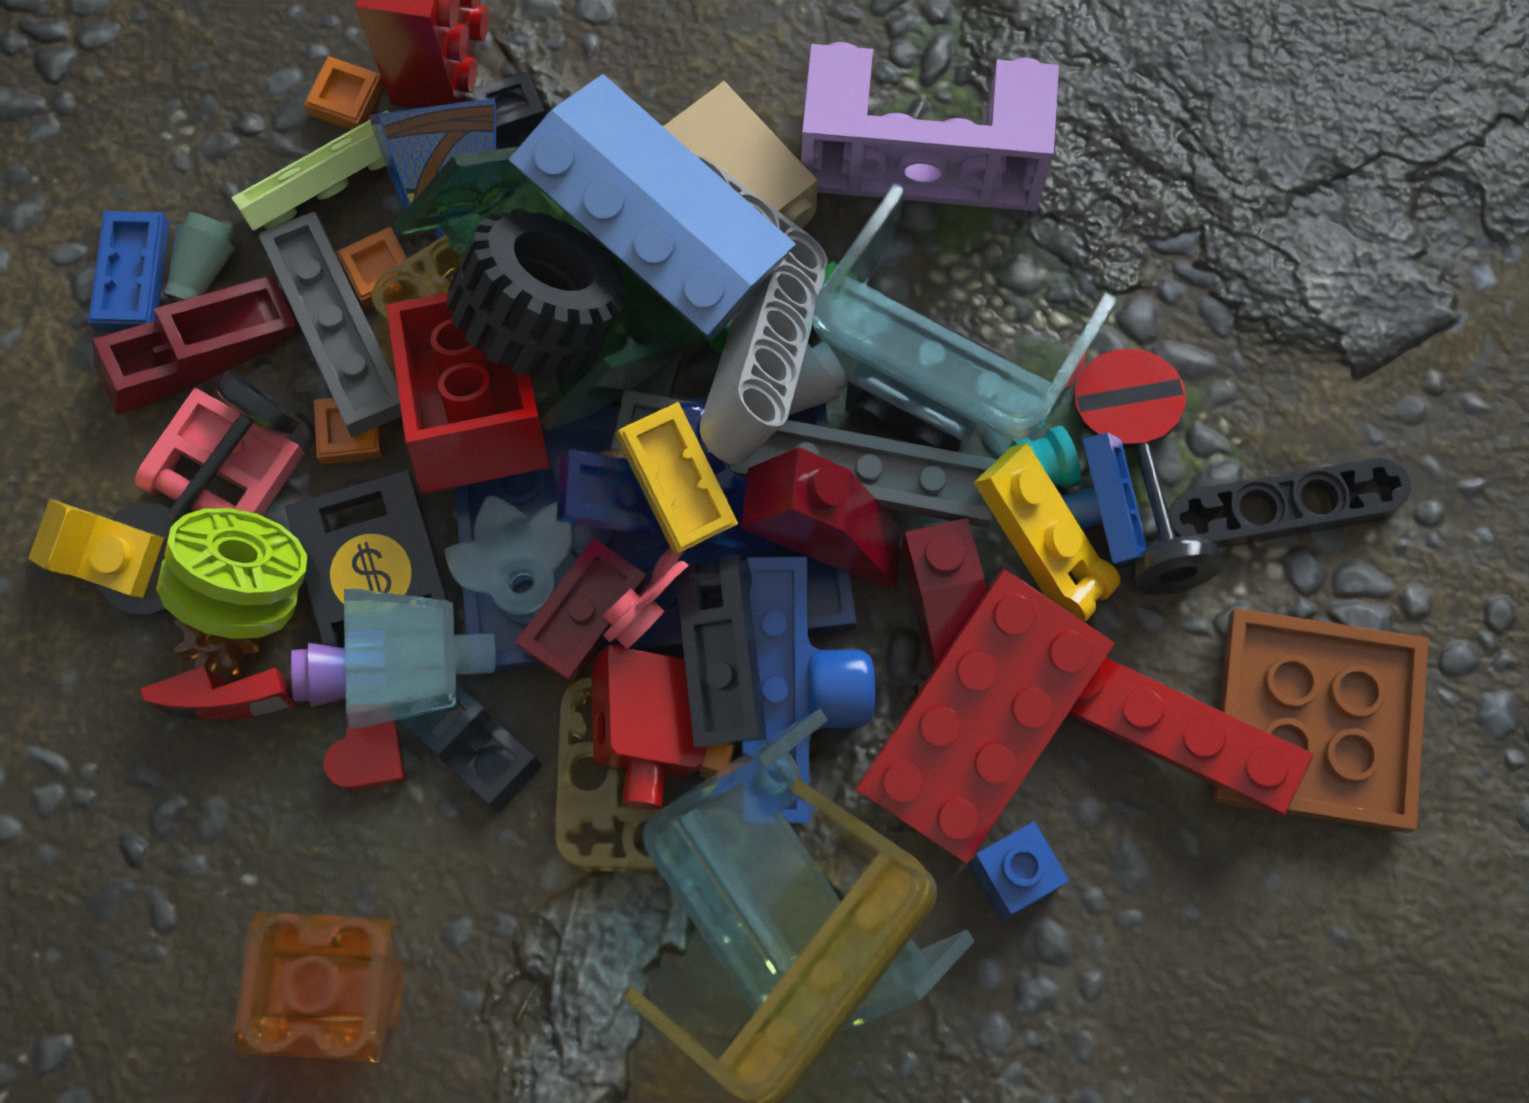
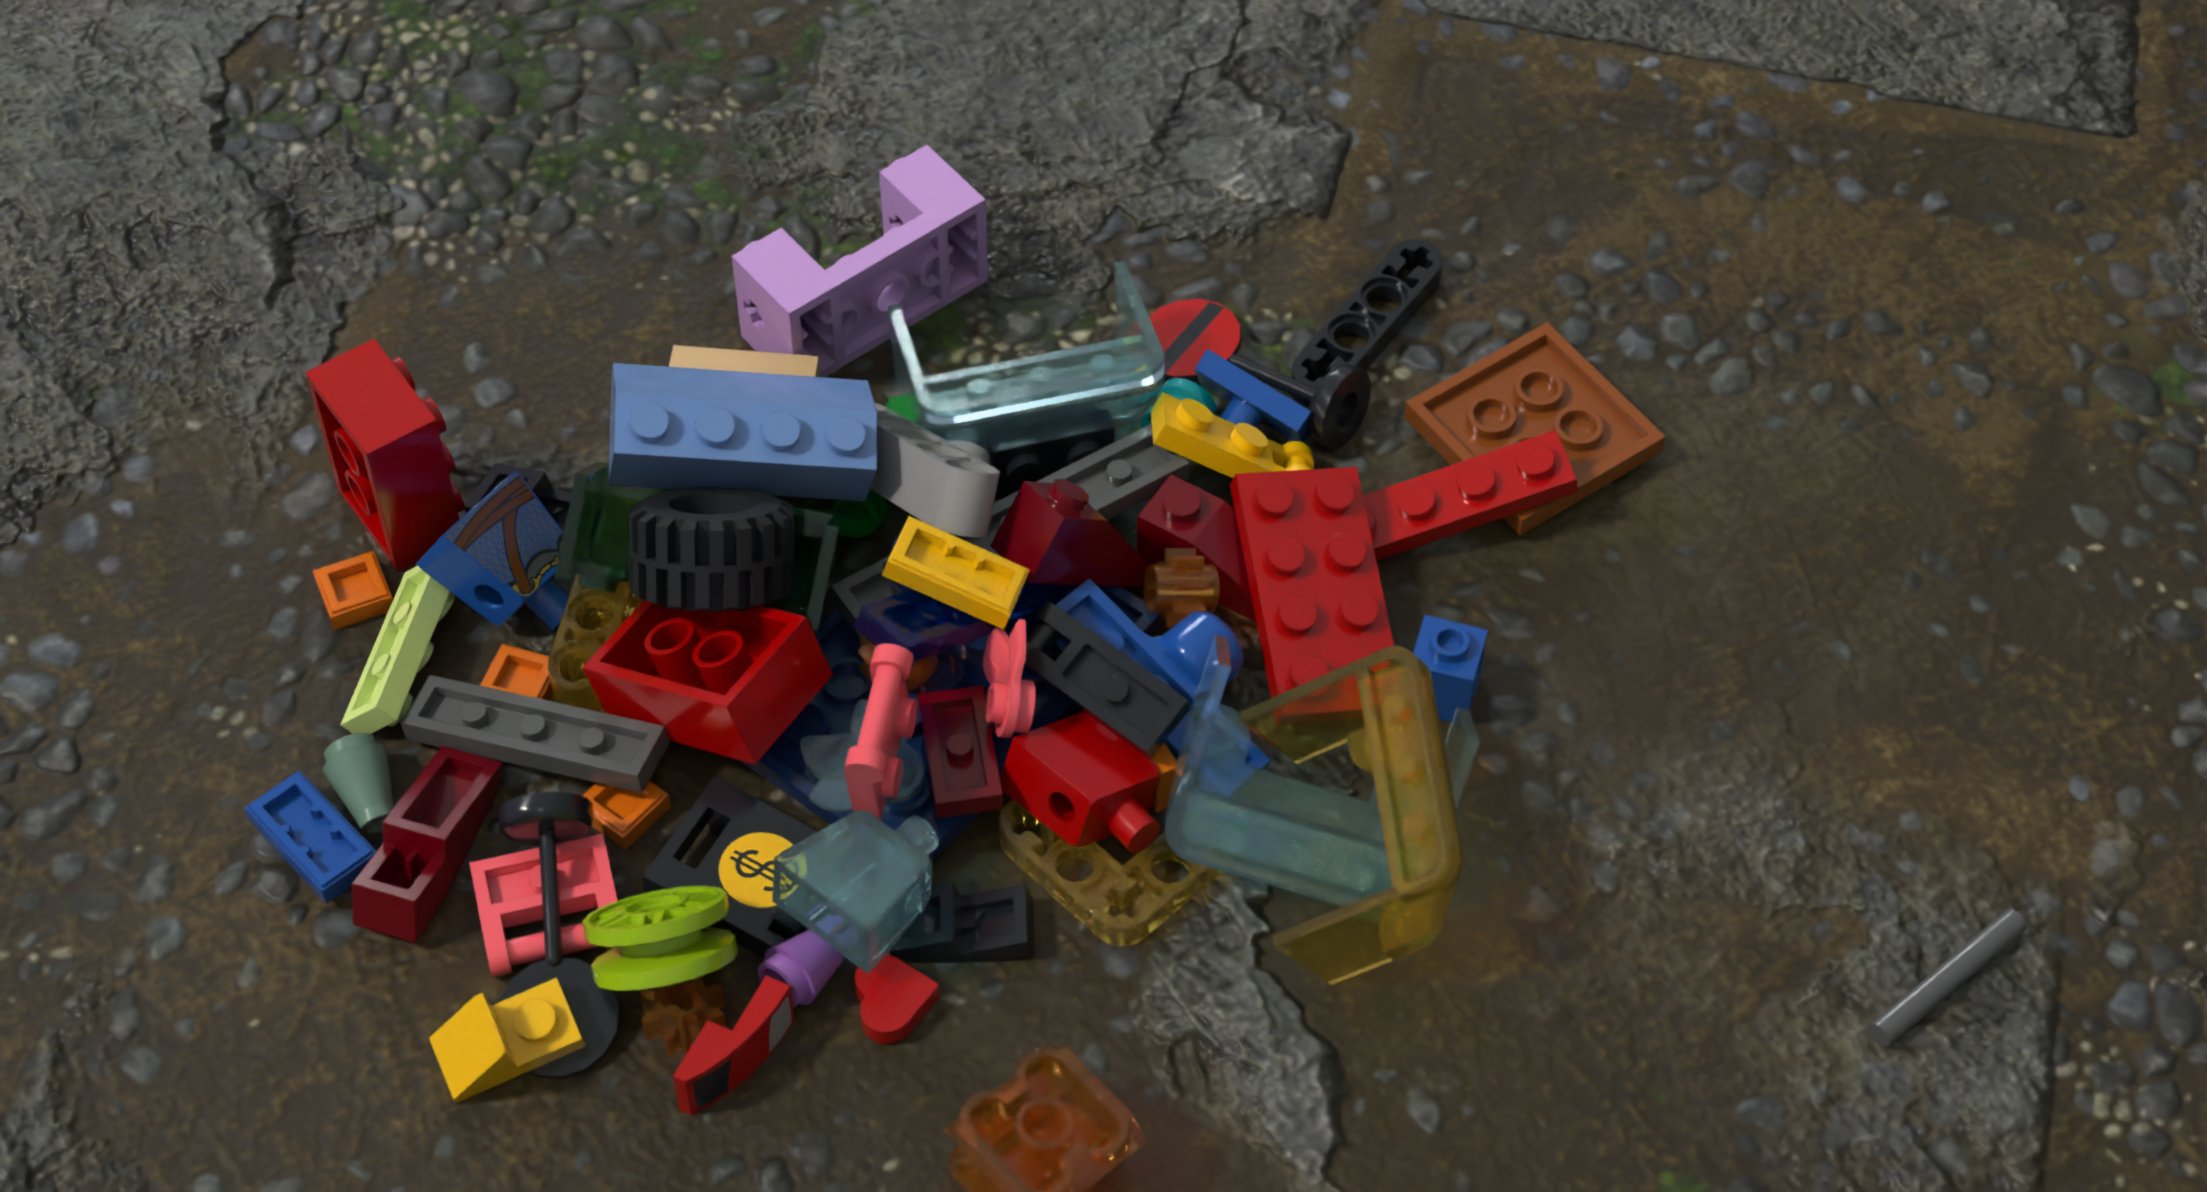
camera: 45 degrees left, 20 degrees down
(486, 573) = (873, 765): none -> coral plate
(884, 619) = (1180, 585): none -> clear orange gear

